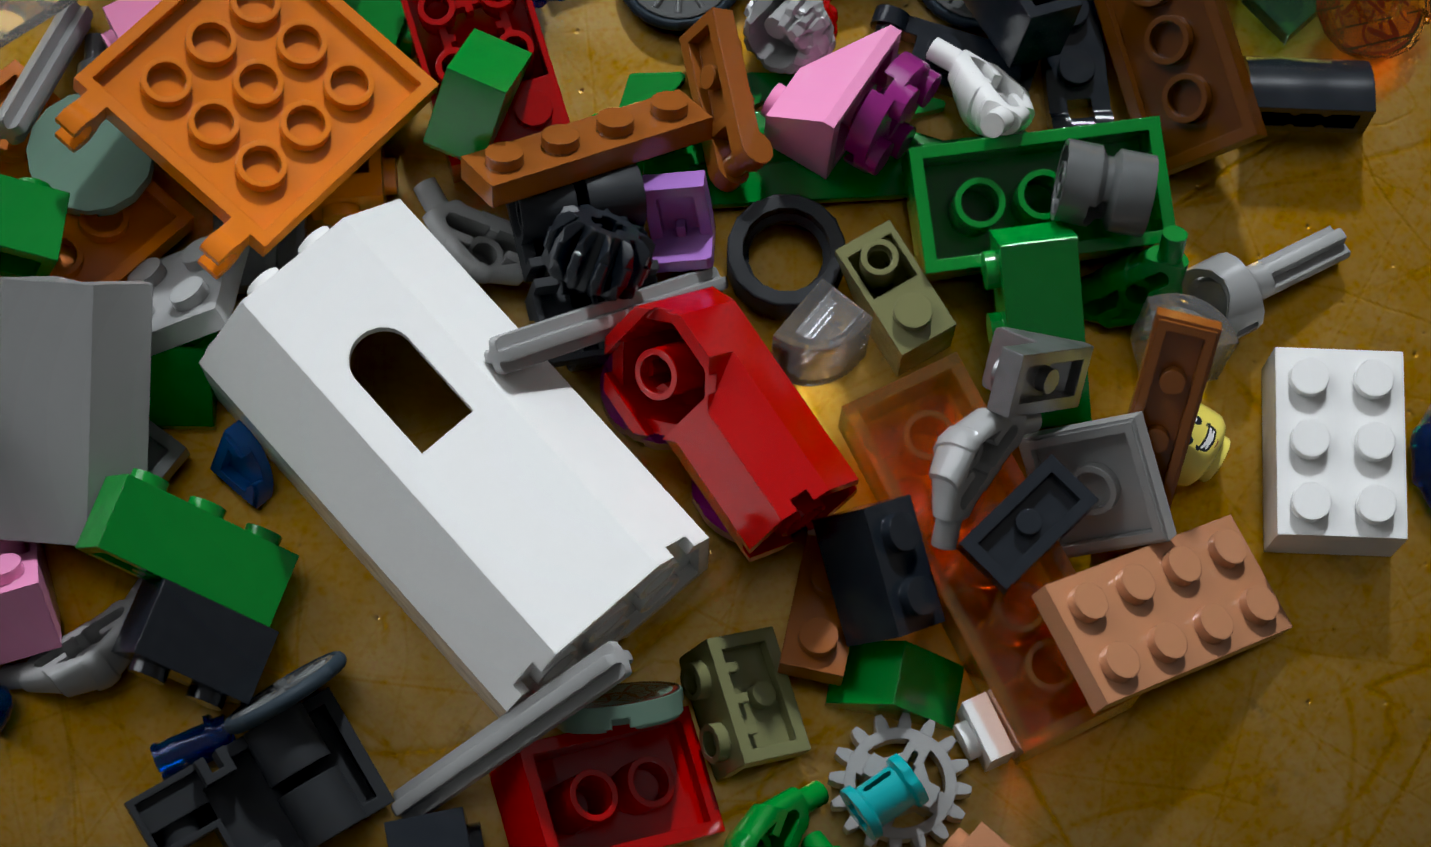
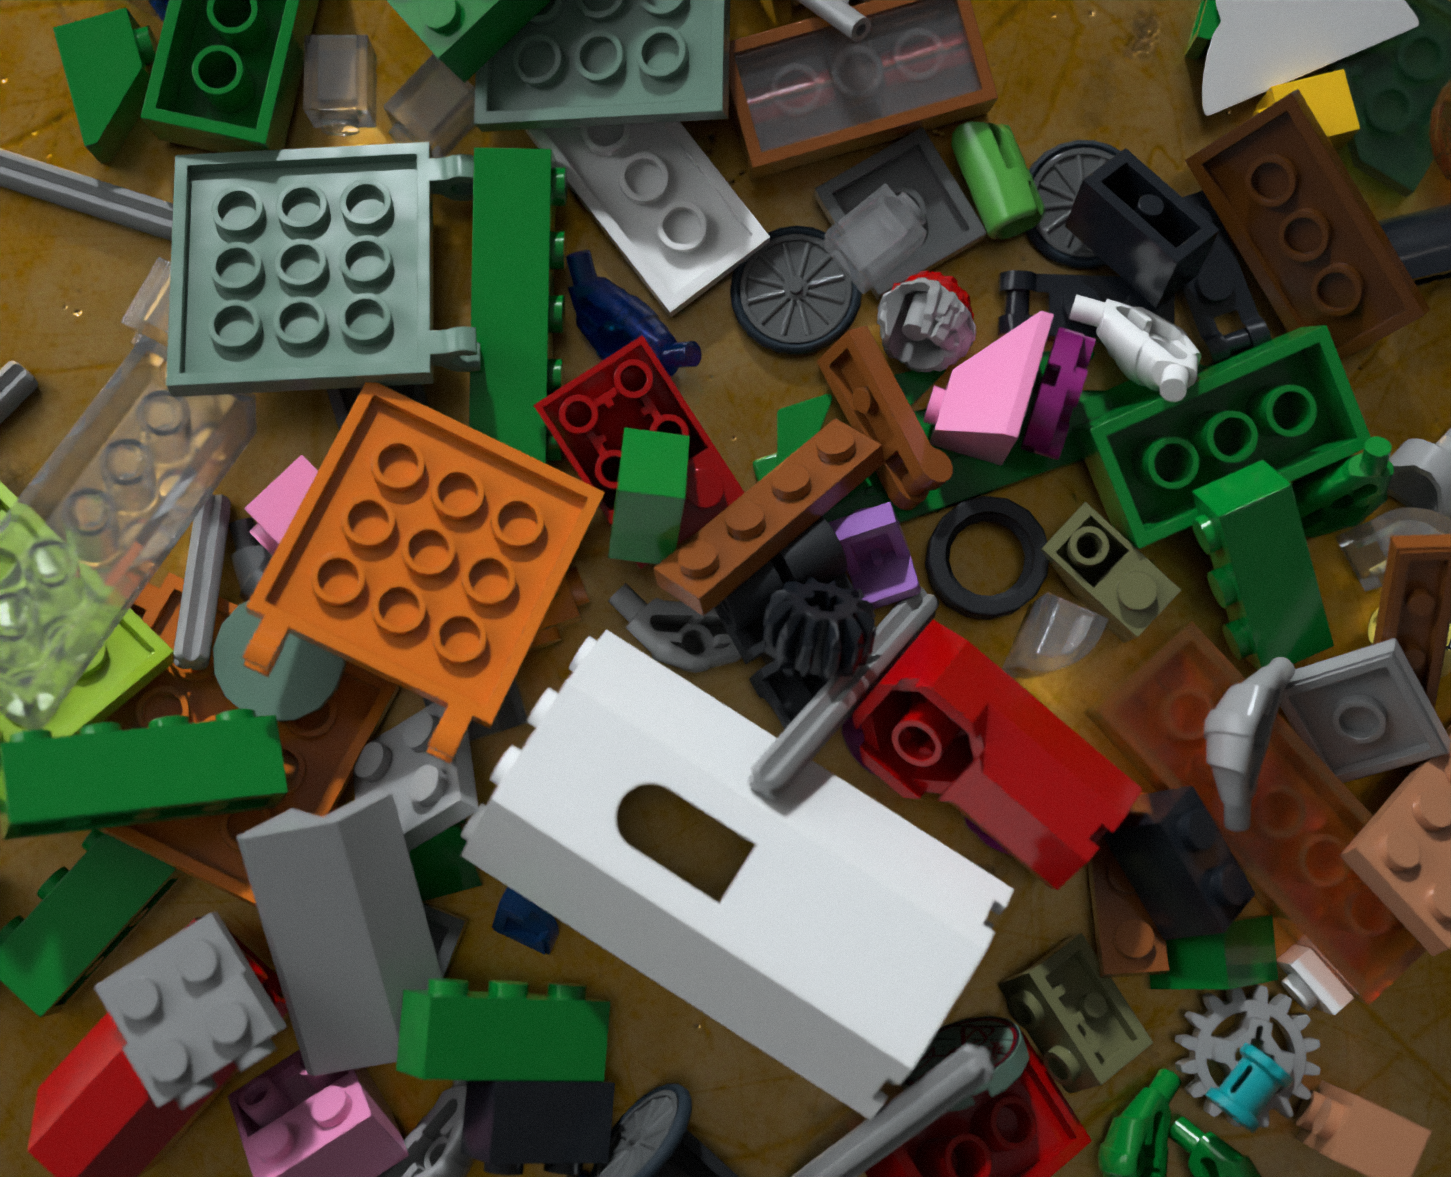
camera: 15 degrees left, 10 degrees up
(1027, 524) = (1315, 783): black plate -> none
(1034, 372) = (1275, 627): flat silver slope -> none
(1104, 188) = (1308, 421): dark grey wheel -> none

